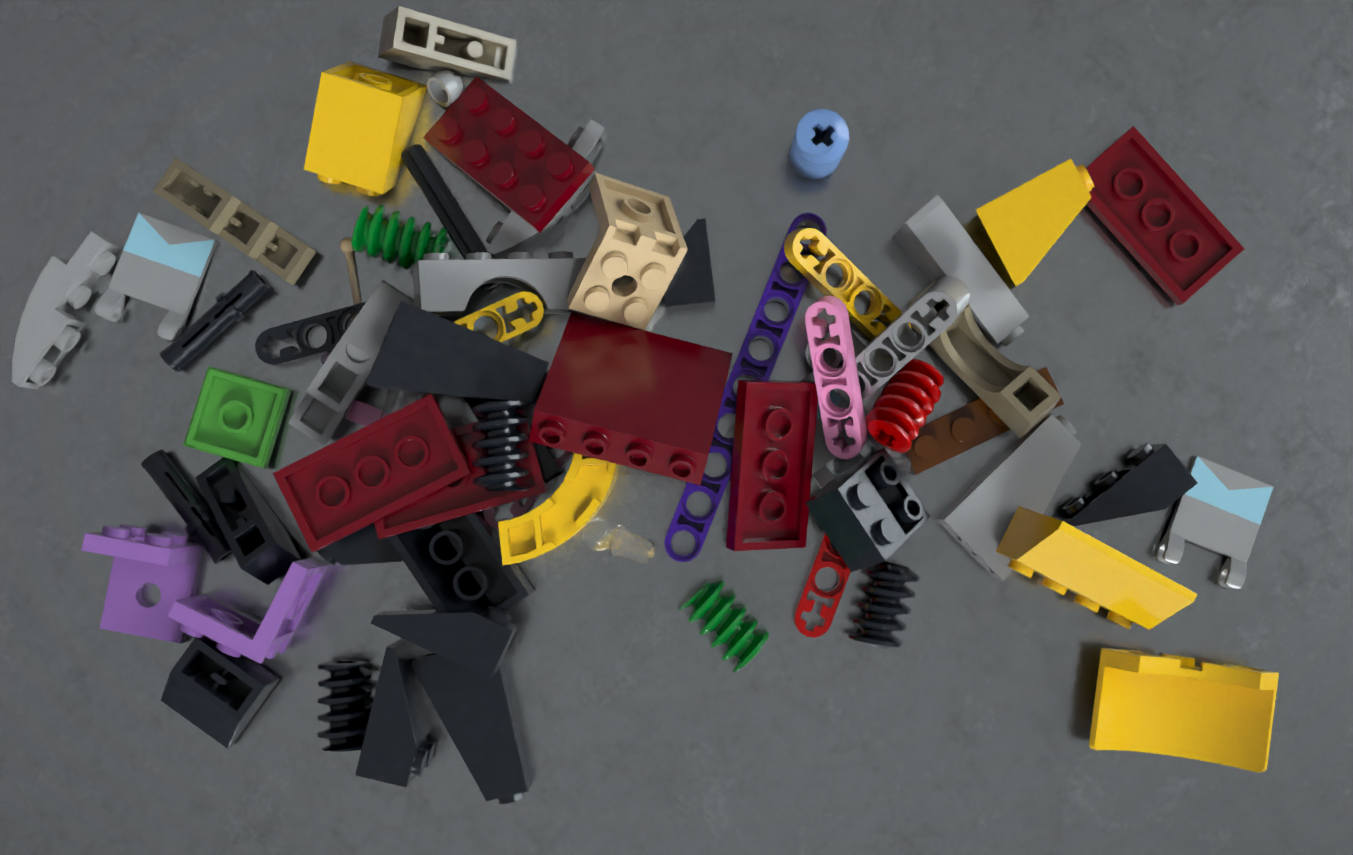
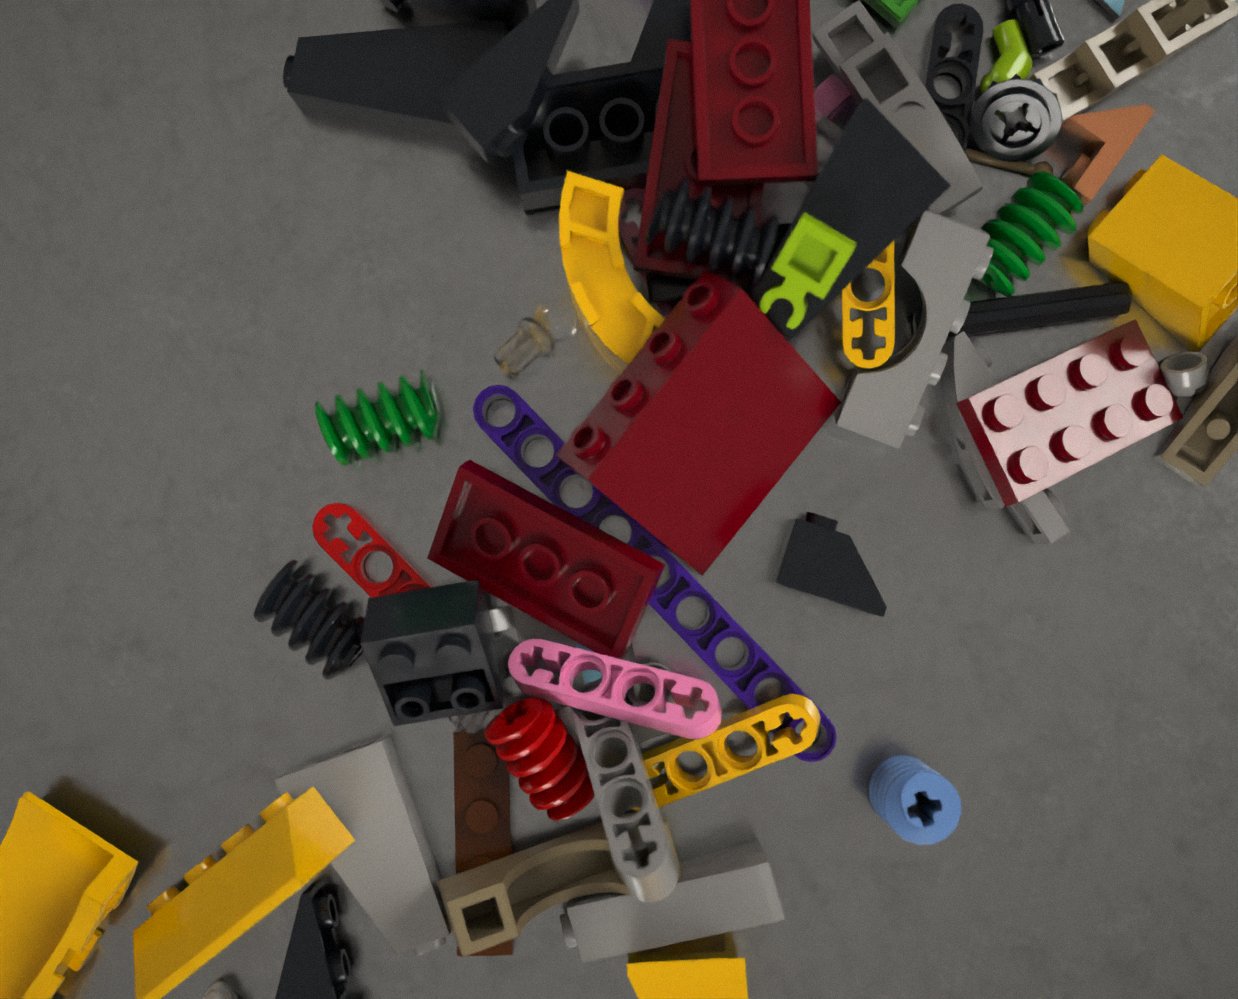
camera: 120 degrees right, 0 degrees up
(285, 298) = (1013, 54): none -> lime arm
(308, 211) = (1102, 143): none -> nougat slope
(330, 266) = (1023, 140): none -> black gear
(495, 372) = (808, 263): none -> lime plate
(636, 240) = (897, 516): tan bracket -> none

